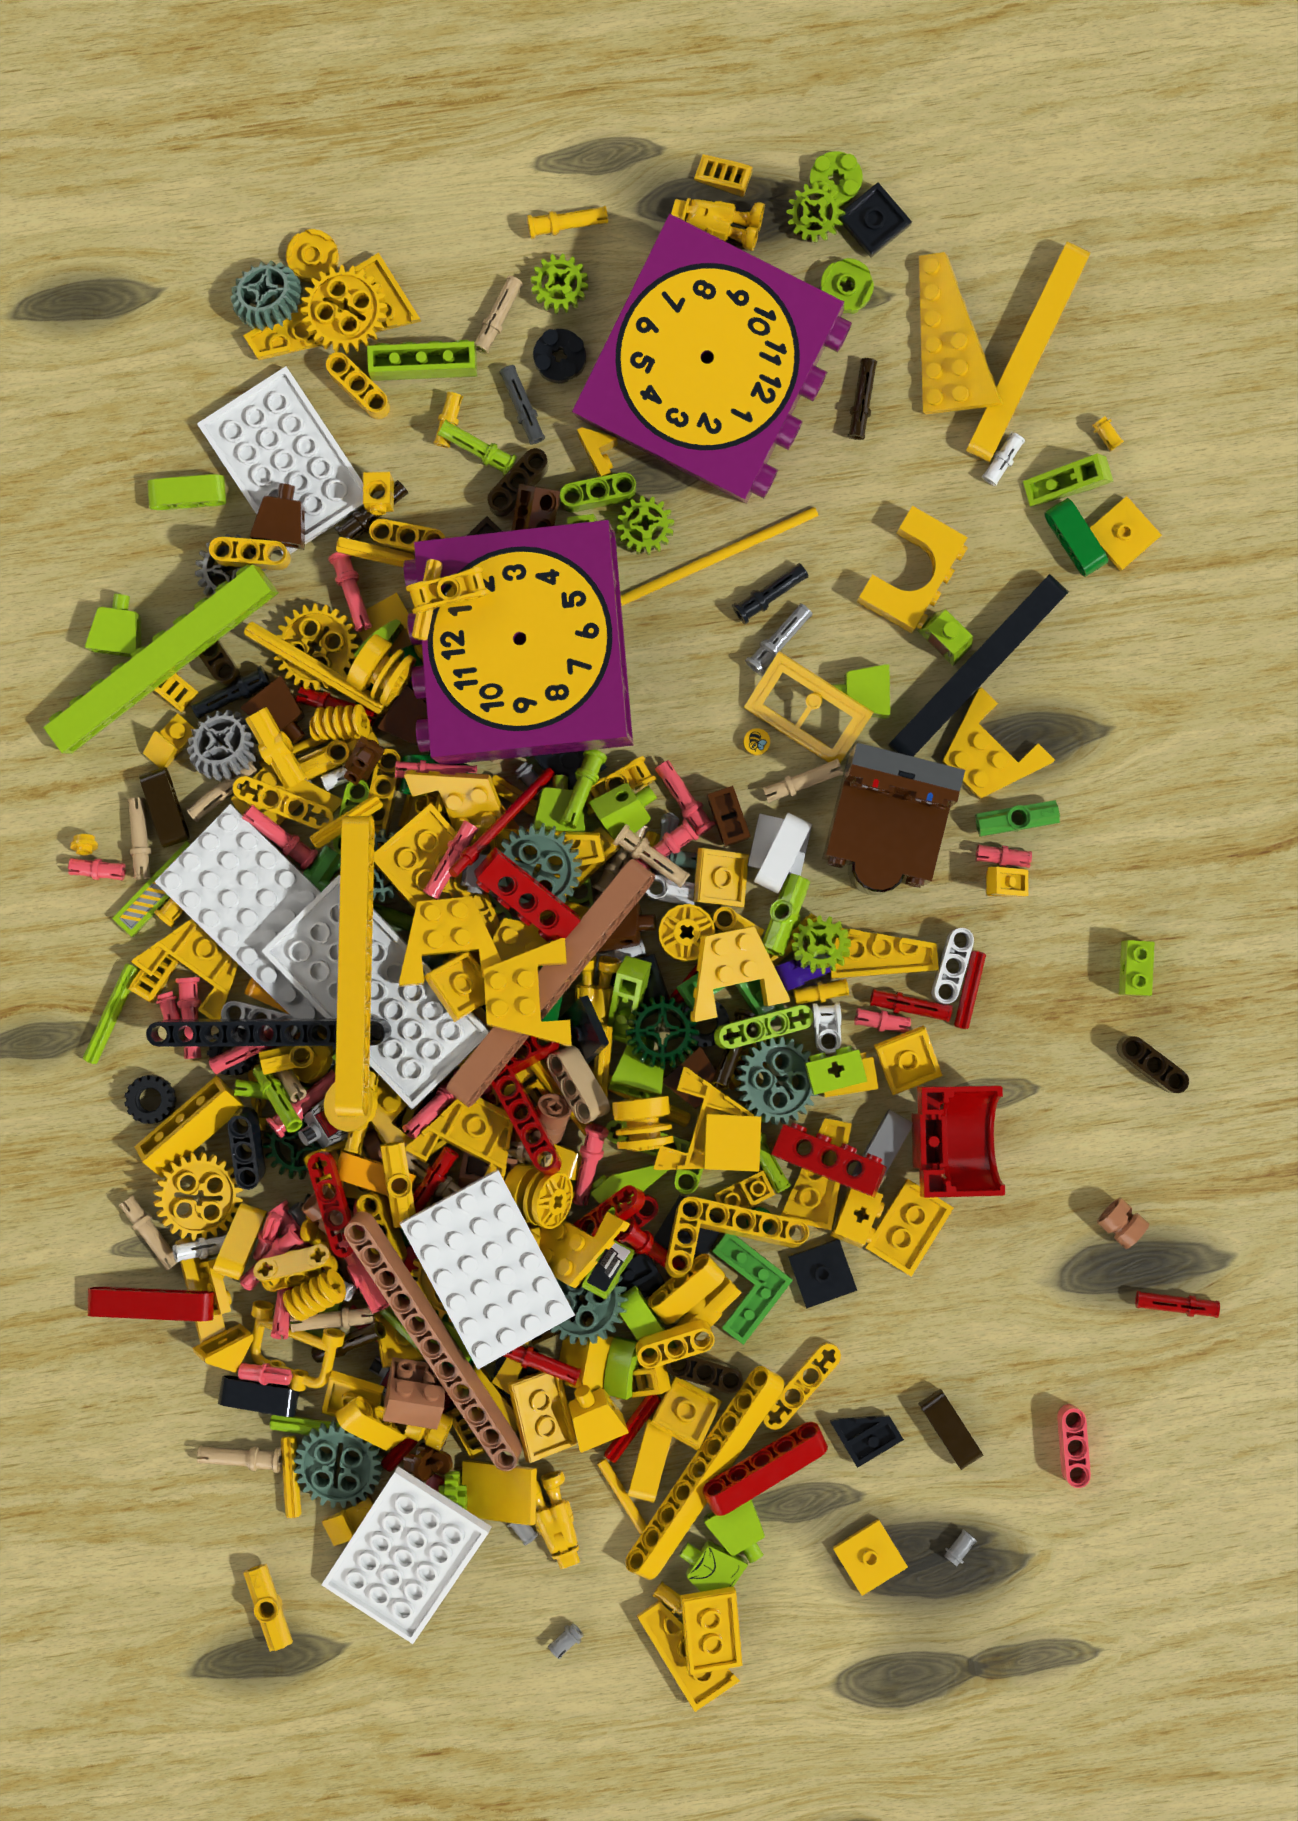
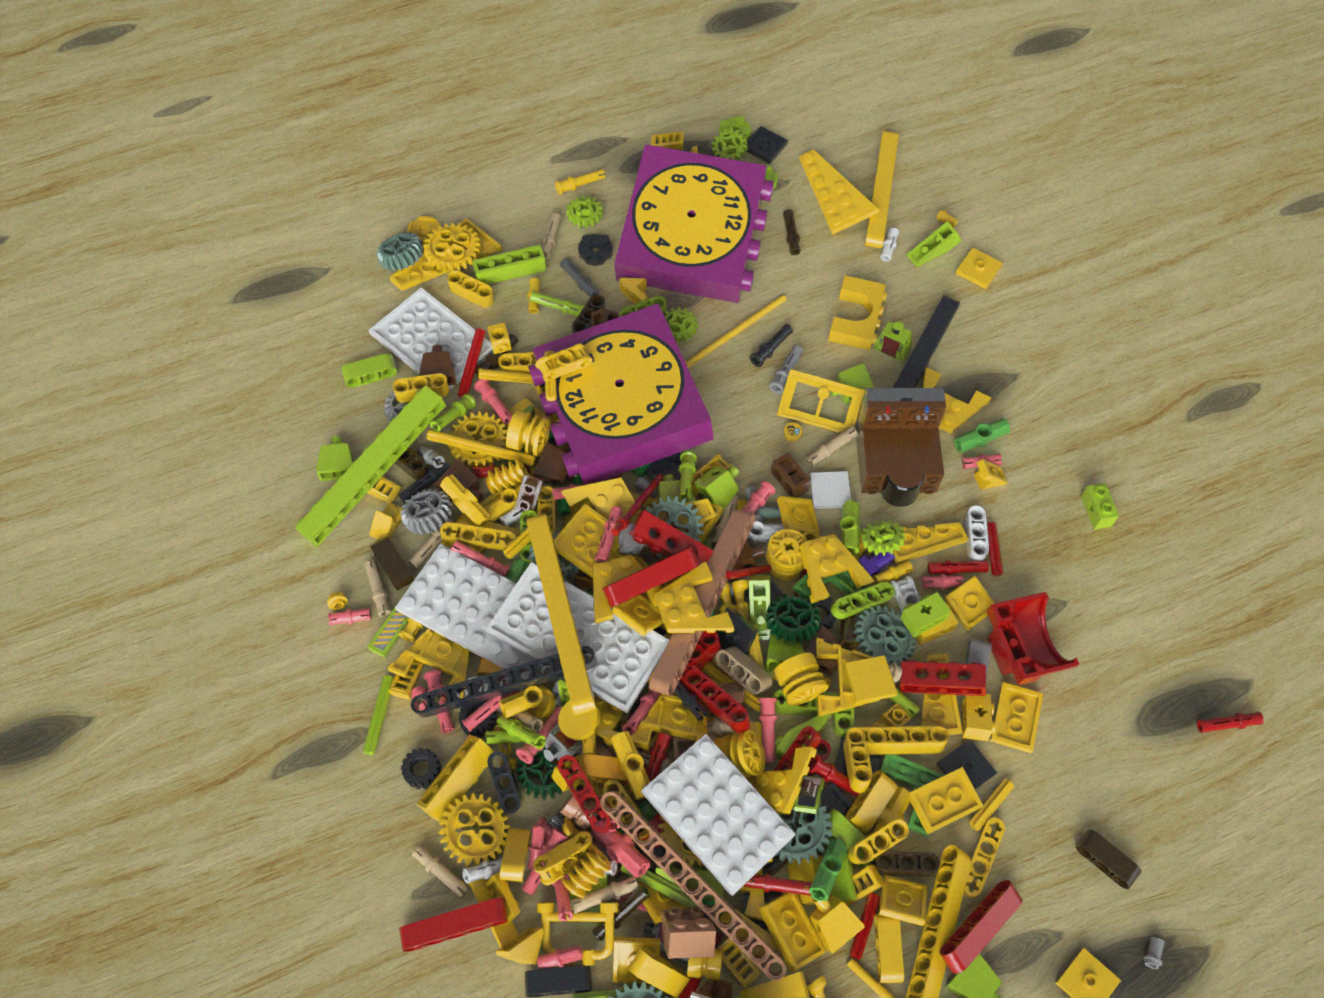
camera: 15 degrees left, 25 degrees down
(244, 661) = (430, 456): none -> light grey pin
(298, 593) = (458, 409): none -> lime pin
(331, 521) = (471, 362): none -> red axle
(485, 945) = (650, 577): none -> red beam
(495, 1115) = (690, 701): none -> black pin
(593, 1374) = (828, 870): none -> bright green piece
(623, 952) = (748, 571): none -> red bar
(637, 851) = (738, 503): tan pin -> none
(691, 808) = (755, 474): coral pin -> none
(769, 1135) = (896, 671): none -> tan plate
(776, 1312) = (945, 800): none -> yellow plate
(782, 853) = (835, 489): white beam -> none
(835, 1326) = (991, 804): none -> yellow axle
(866, 1436) = (1047, 882): black wing -> none
(1075, 1459) = (1203, 857): coral beam -> none
(1076, 537) = (951, 274): green beam -> none
(1123, 1223) = (1163, 671): nougat wheel -> none
(1165, 1066) = (1147, 563): dark brown beam -> none

